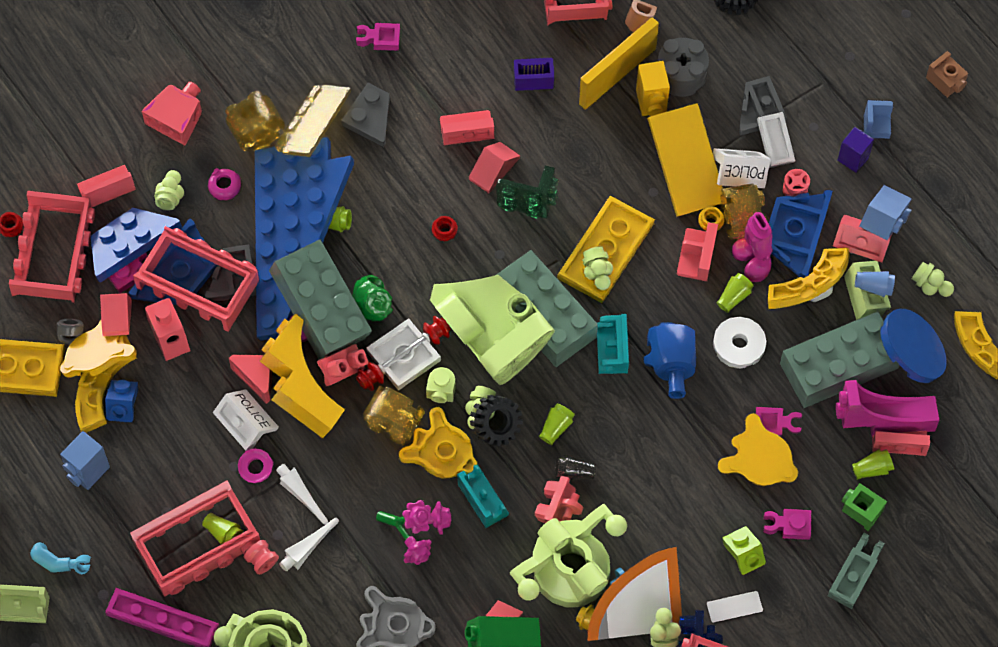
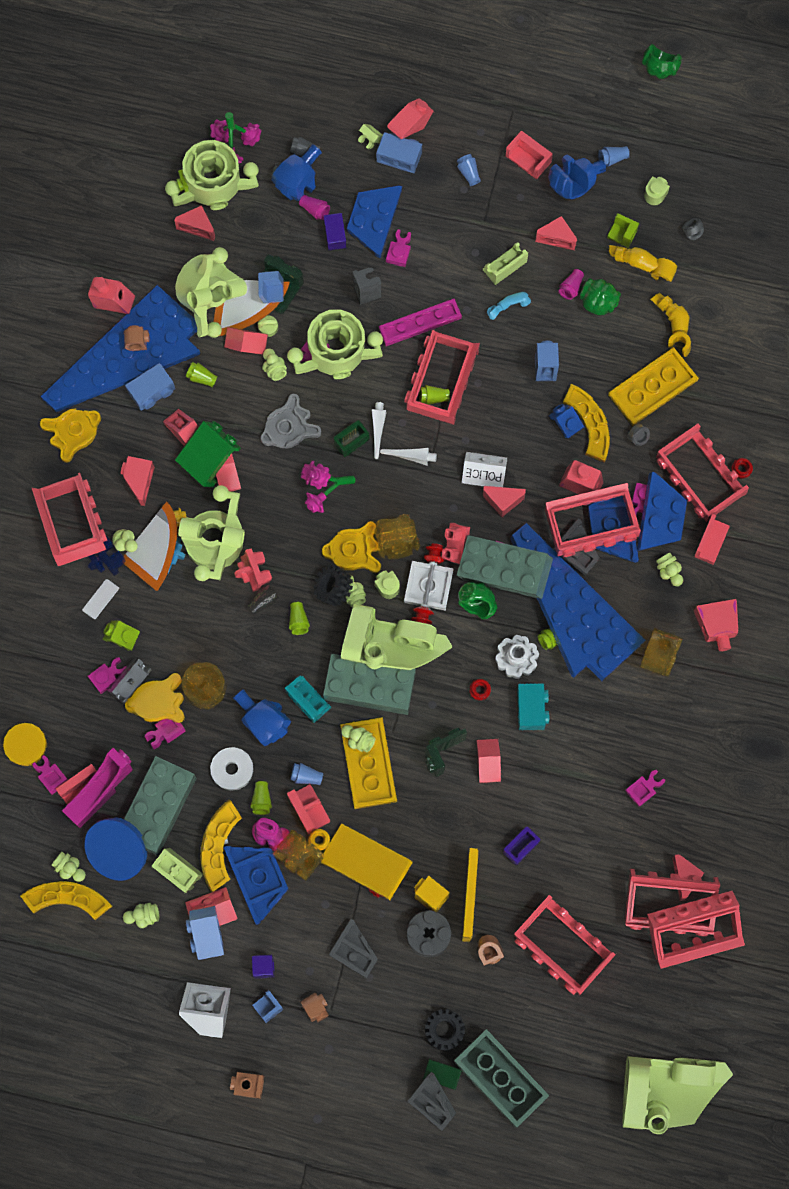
camera: 140 degrees right, 10 degrees up
(95, 353) = (609, 434): tile -> none
(115, 314) = (620, 462): coral slope -> none
(229, 192) = (641, 613): dark pink piece -> none
(247, 458) = (448, 440): dark pink piece -> none
(261, 557) = (396, 397): coral wheel -> none
(297, 389) = (467, 502): yellow arch -> none
(312, 120) = (623, 685): clear yellow windscreen -> none
(344, 553) = (351, 438): none -> dark green piece
(369, 114) = (600, 729): dark grey wing -> none
(383, 227) = (517, 656): none -> white plant
(413, 174) = (532, 707): none -> teal brick
(467, 127) = (531, 773): coral panel -> none
(482, 496) = (302, 538): teal hinge -> none
(676, 282) = (305, 775): none -> medium blue cone
(703, 429) = (204, 685): none -> clear yellow brick
(741, 167) = (328, 890): white panel -> none
(773, 497) = (129, 680): none -> dark grey hinge
(776, 139) = (323, 932): white tile -> none
(794, 178) = (285, 908): coral wheel -> none
(835, 88) = (315, 1007): none -> nougat plate
(855, 573) = (43, 675): sand green hinge -> none
(862, 496) = (63, 714): bright green brick -> none
(873, 465) = (82, 755): lime cone -> none
(876, 282) = (171, 868): medium blue cone -> none
(923, 468) = (51, 776): none -> dark pink plate
(925, 522) = (25, 744): none -> yellow tile
(935, 159) = (205, 1008): none -> white slope
(971, 375) = (68, 867): none -> yellowish green piece

